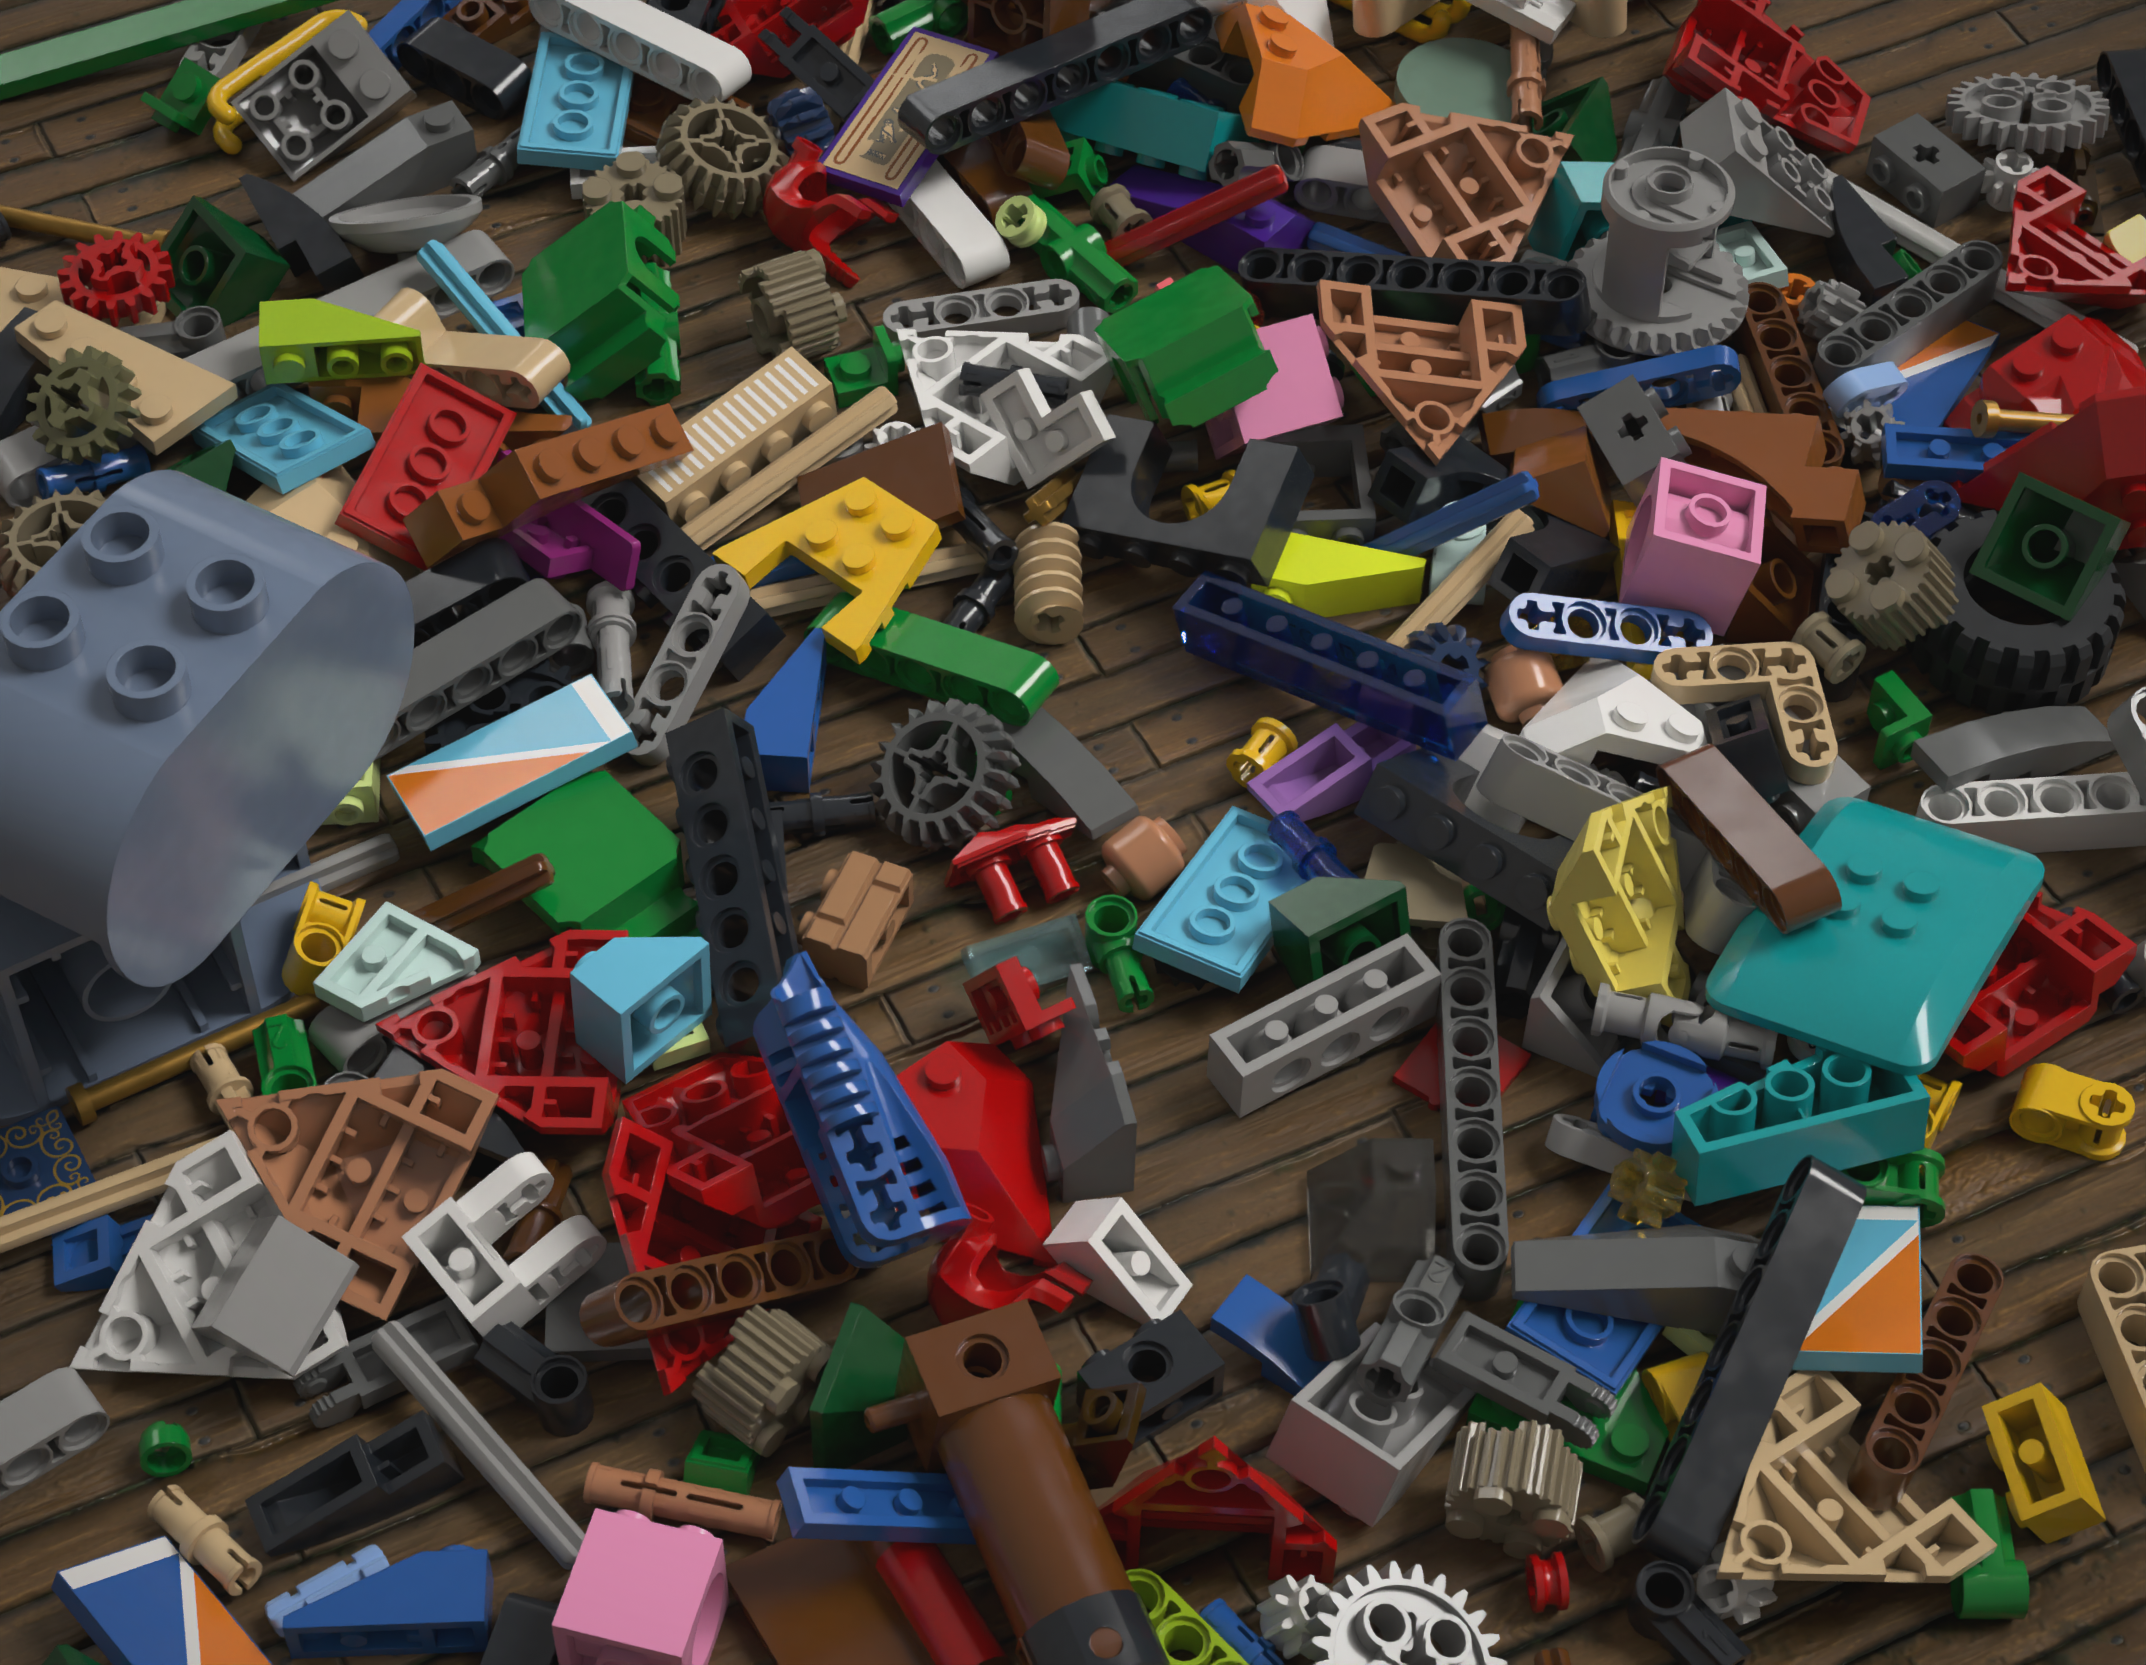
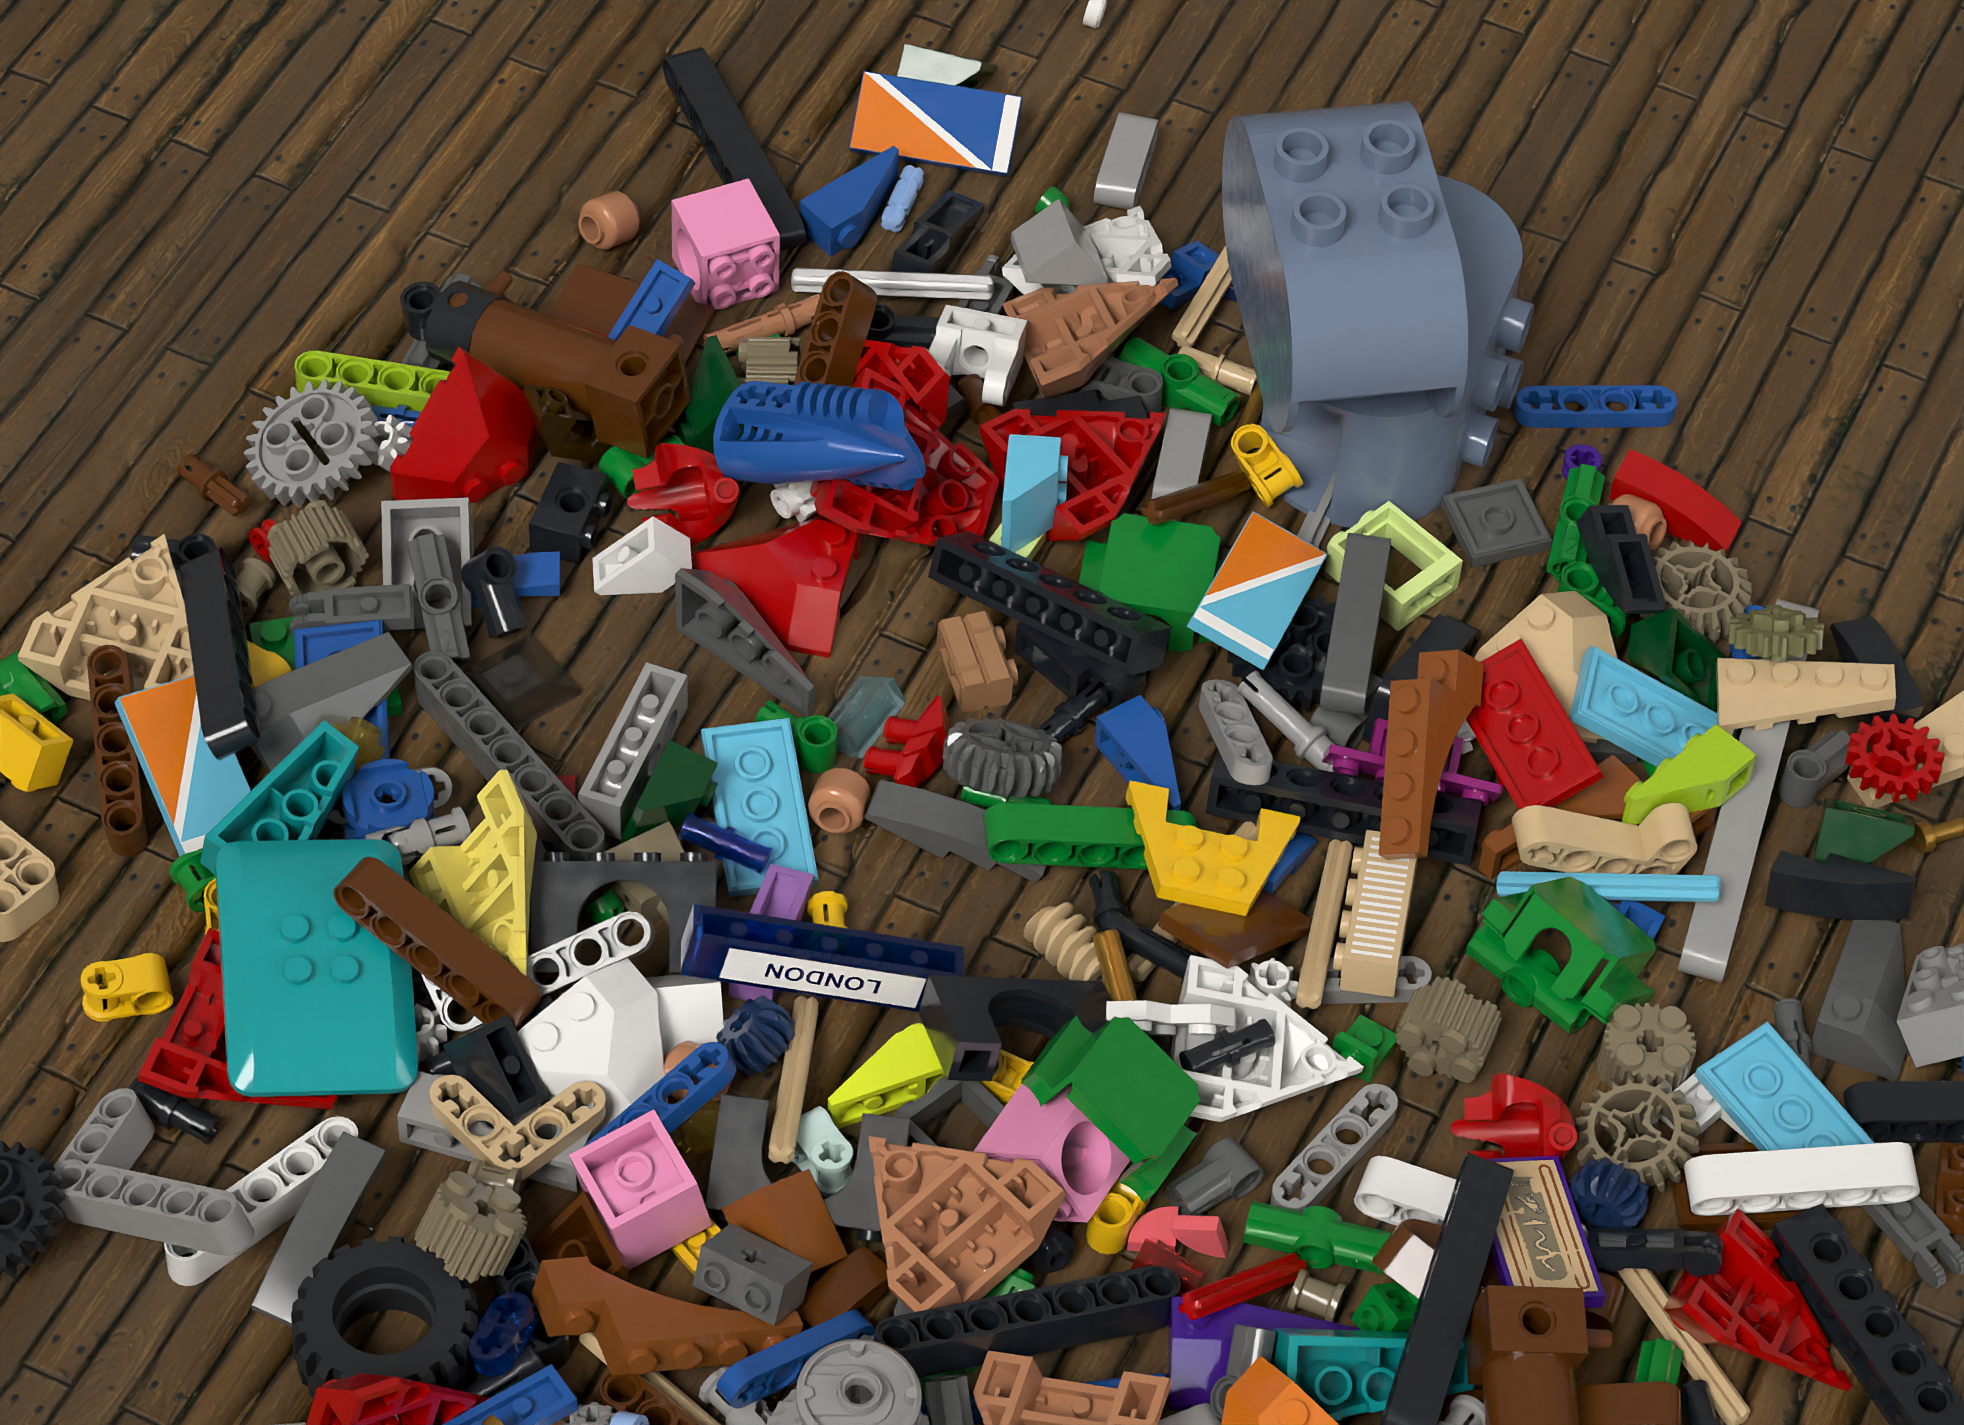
camera: 140 degrees right, 0 degrees up
(204, 1540) = (985, 180): tan pin -> none
(392, 963) = (1193, 446): light aqua wing -> none
(406, 223) = (1798, 931): light grey dish -> none
(1009, 1007) = (822, 639): red bracket -> none
(1011, 212) = (1368, 1211): yellowish green bush -> none
(1461, 516) = (822, 1115): blue axle -> none
(1897, 718) = (407, 1202): green bracket -> none
(2049, 547) = (367, 1323): dark green slope -> none

